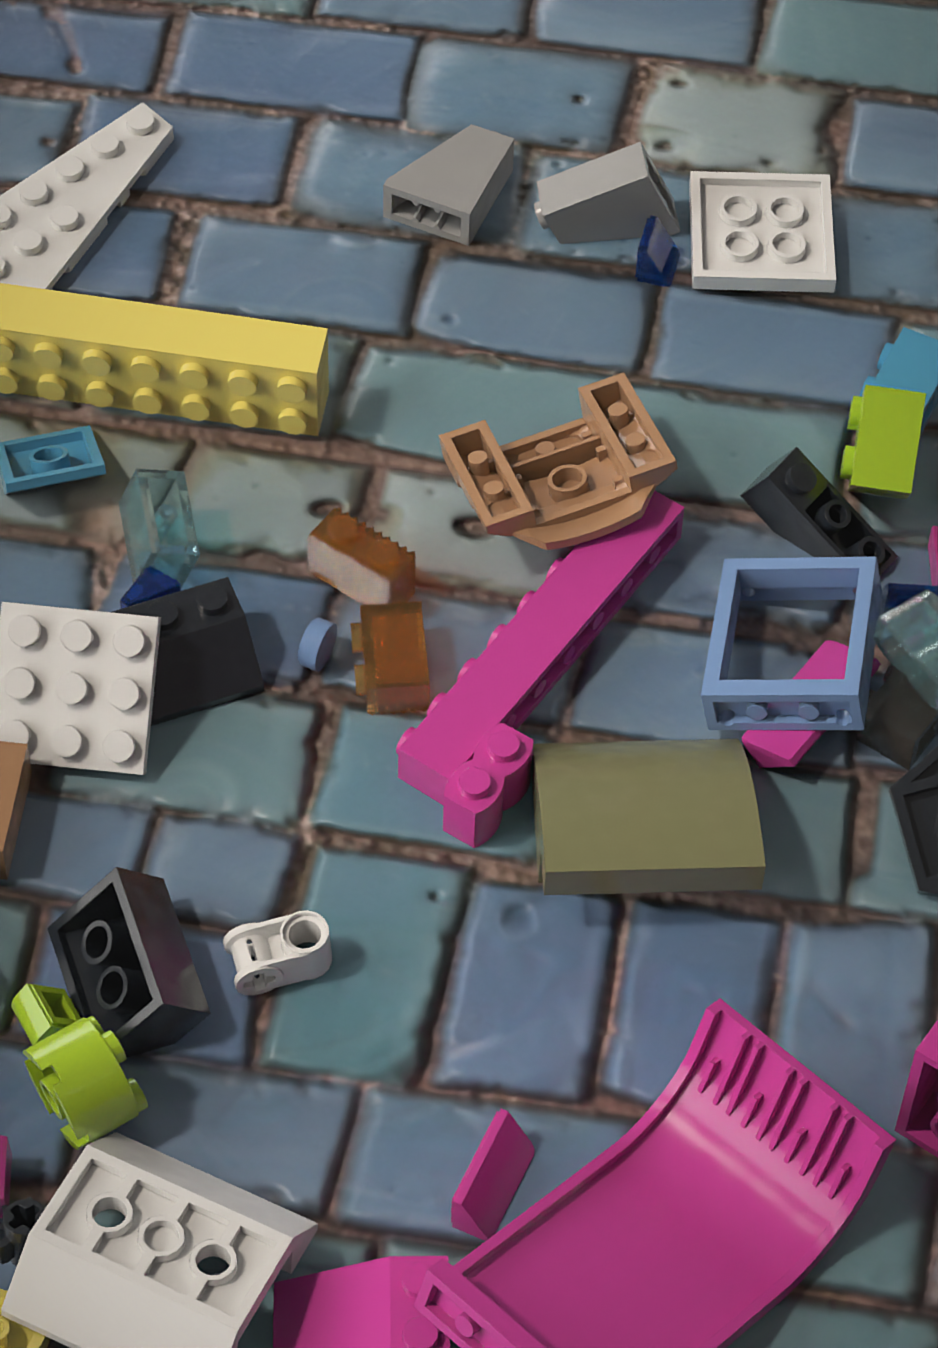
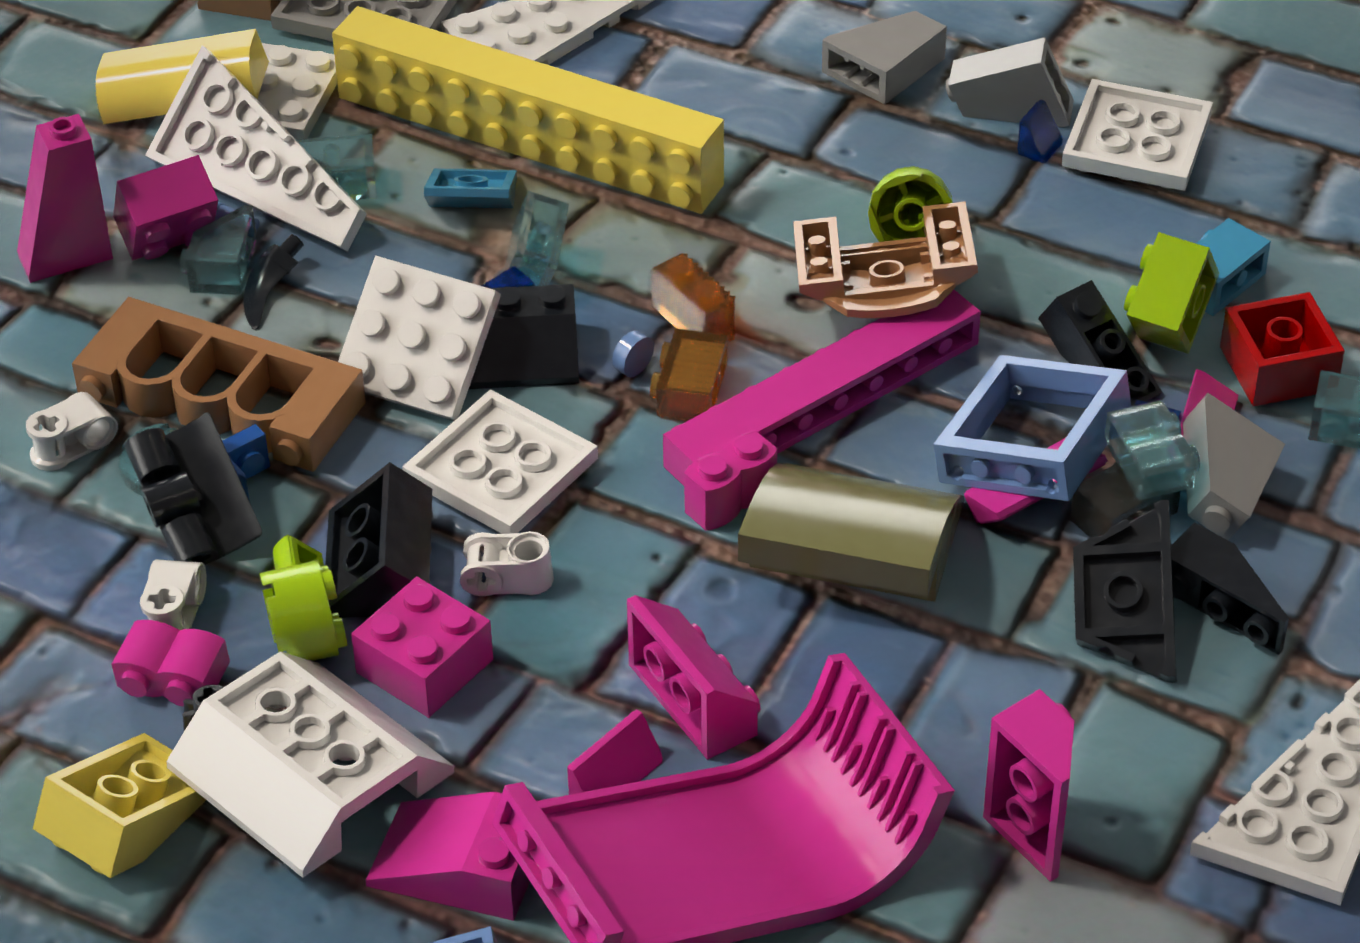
camera: 20 degrees right, 10 degrees down
(221, 822) = (501, 463): none -> white plate
(228, 1084) = (422, 646): none -> dark pink brick
(537, 1049) = (689, 677): none -> dark pink slope
(548, 383) = (898, 200): none -> lime cylinder

